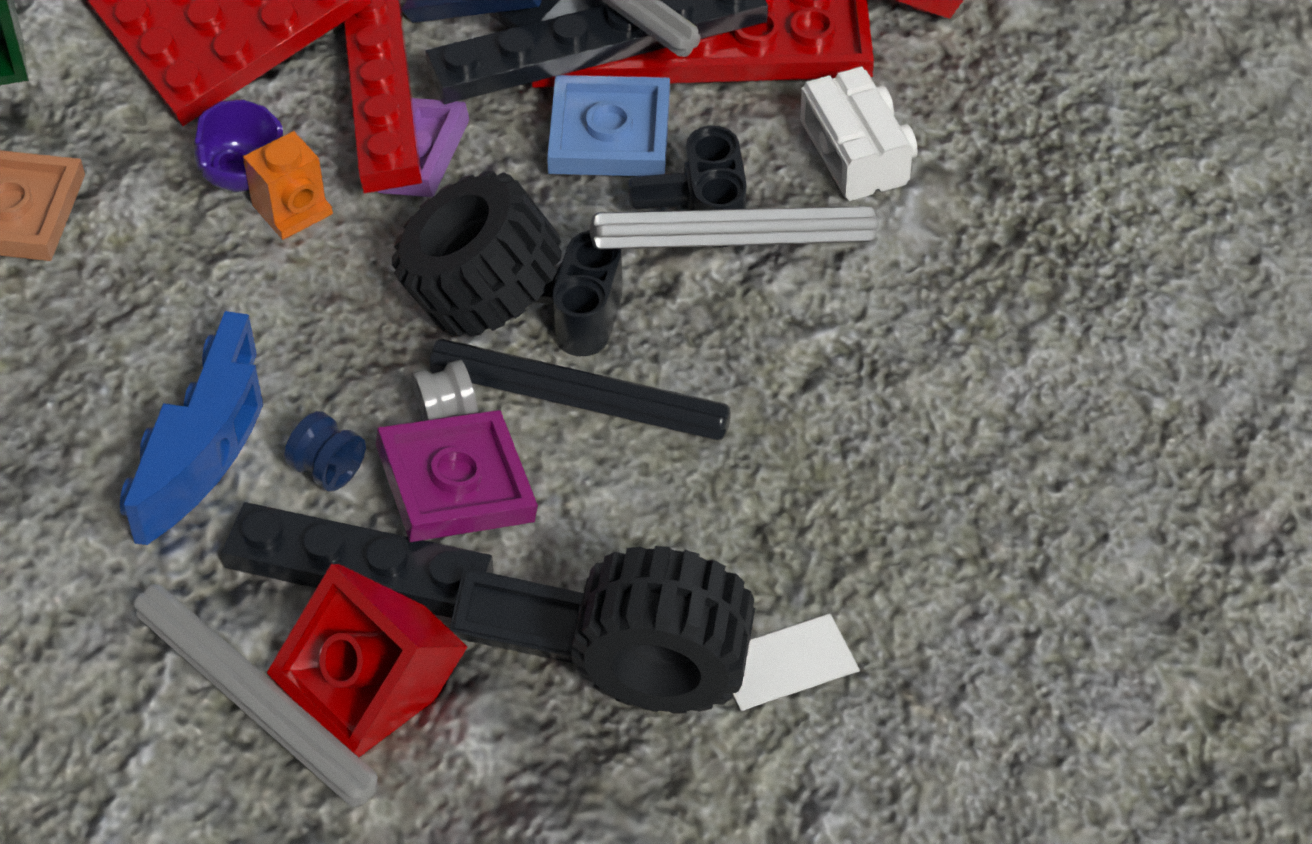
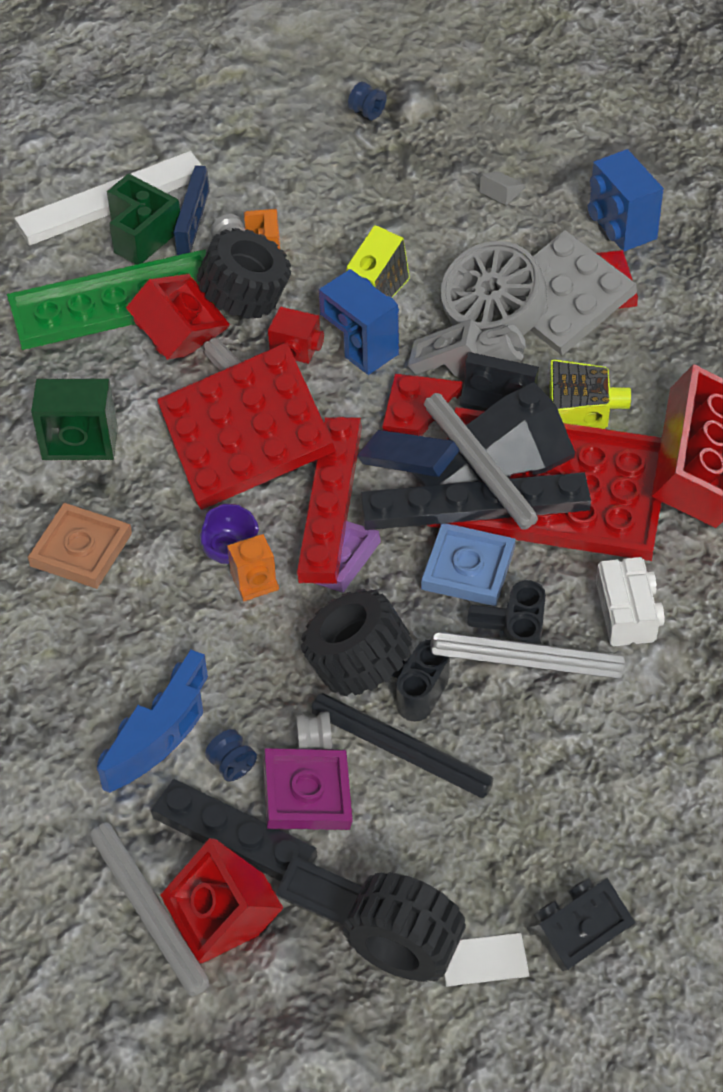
camera: 15 degrees right, 0 degrees up
(919, 577) = (582, 922): none -> black bracket

